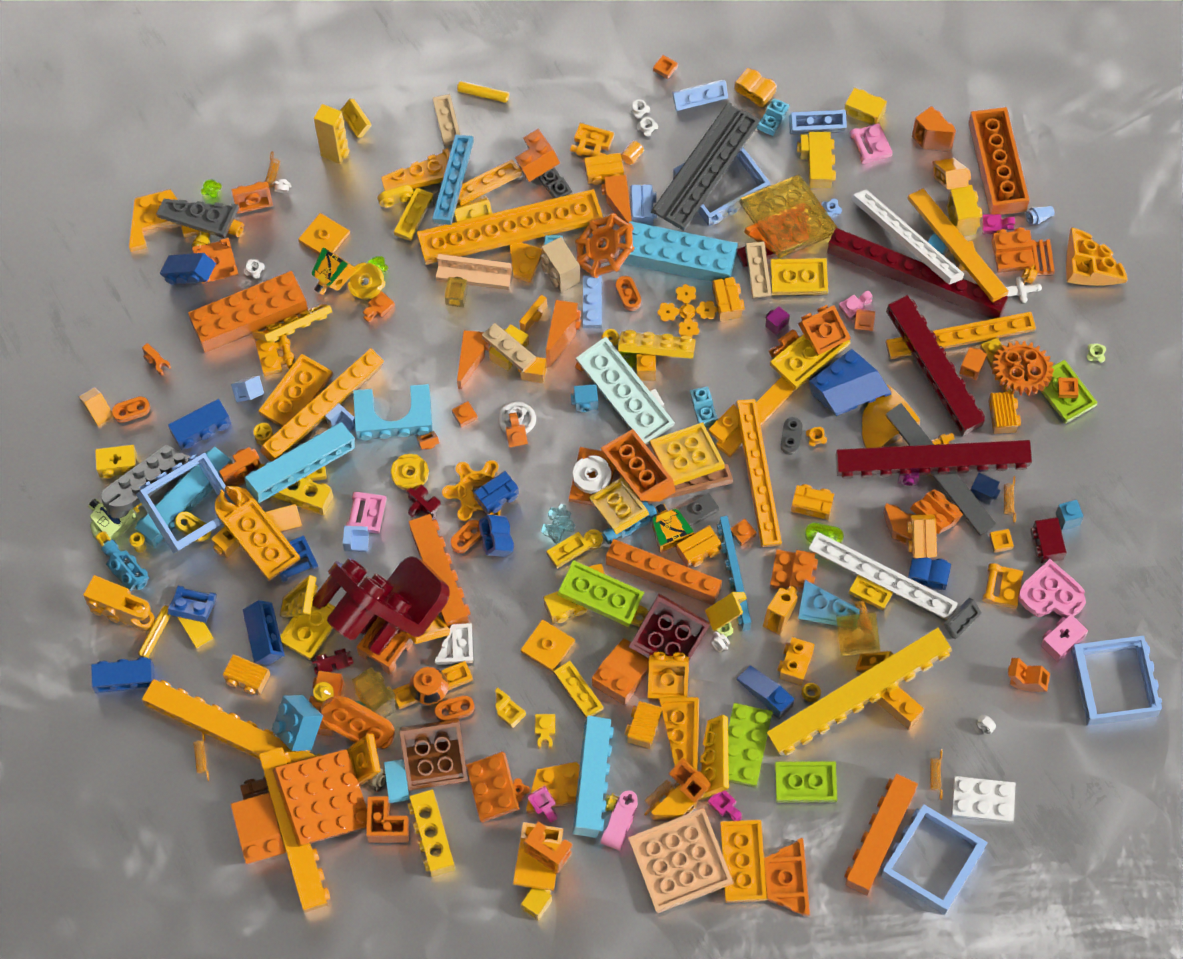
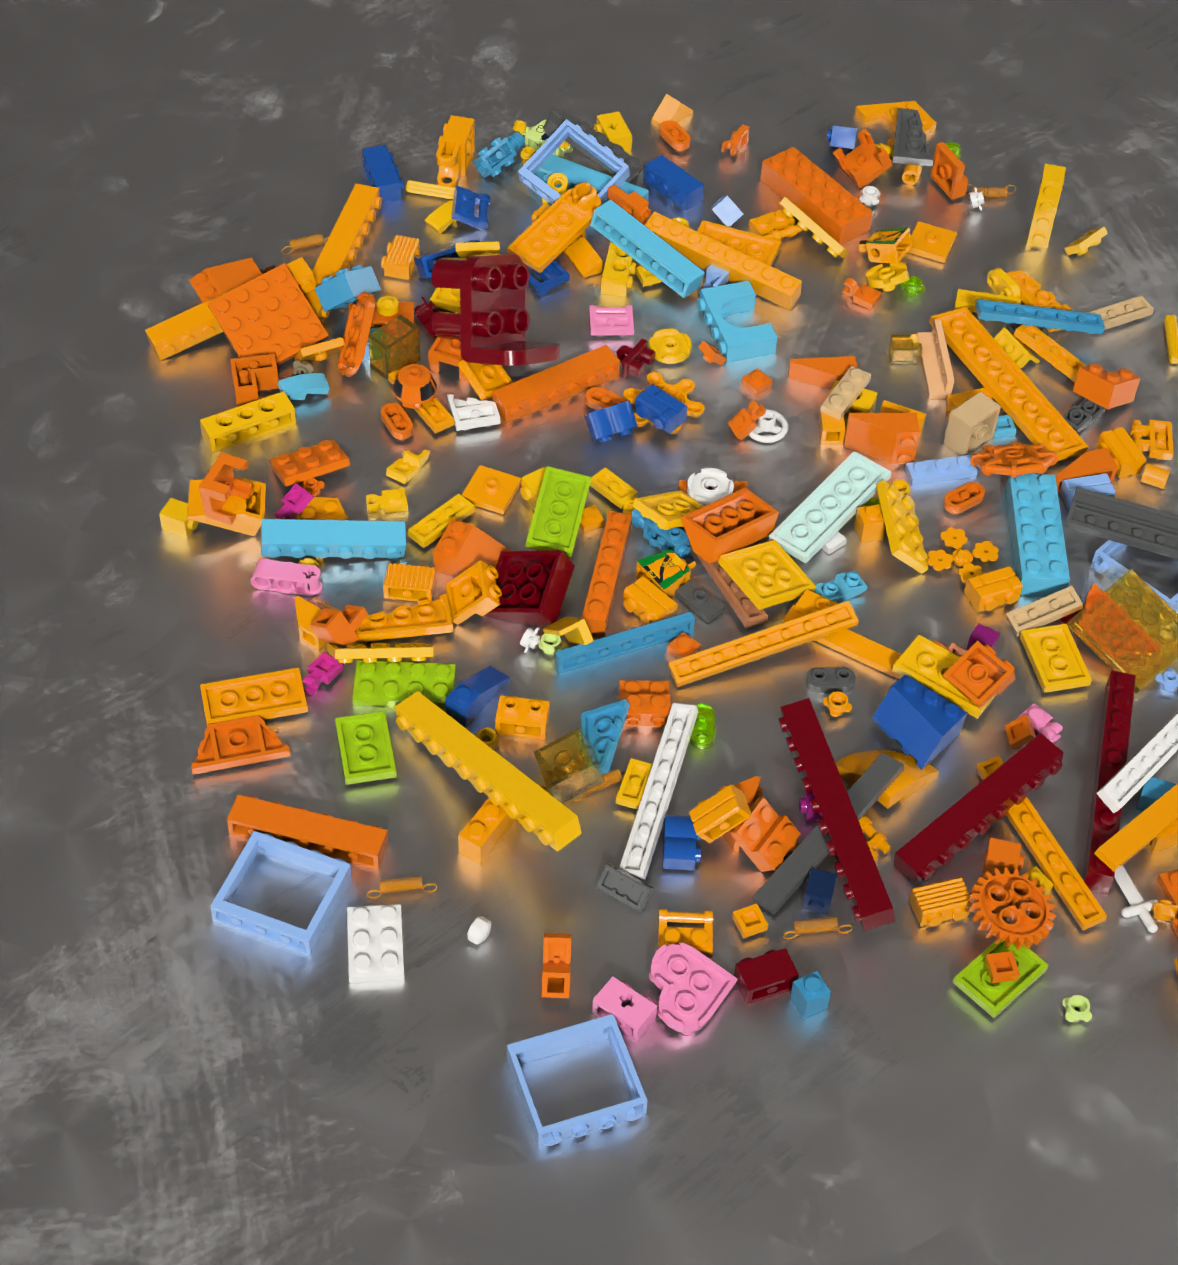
camera: 75 degrees right, 15 degrees down
(355, 538) = (577, 314): light blue panel -> none
(433, 754) = (341, 408): dark orange slope -> none
(560, 523) = (635, 474): clear light blue hips -> none
(585, 398) = (809, 475): dark azure brick -> none
(680, 860) = (243, 635): light nougat plate -> none
(780, 609) = (586, 688): light orange torso -> none
(812, 501) = (742, 708): light orange brick -> none

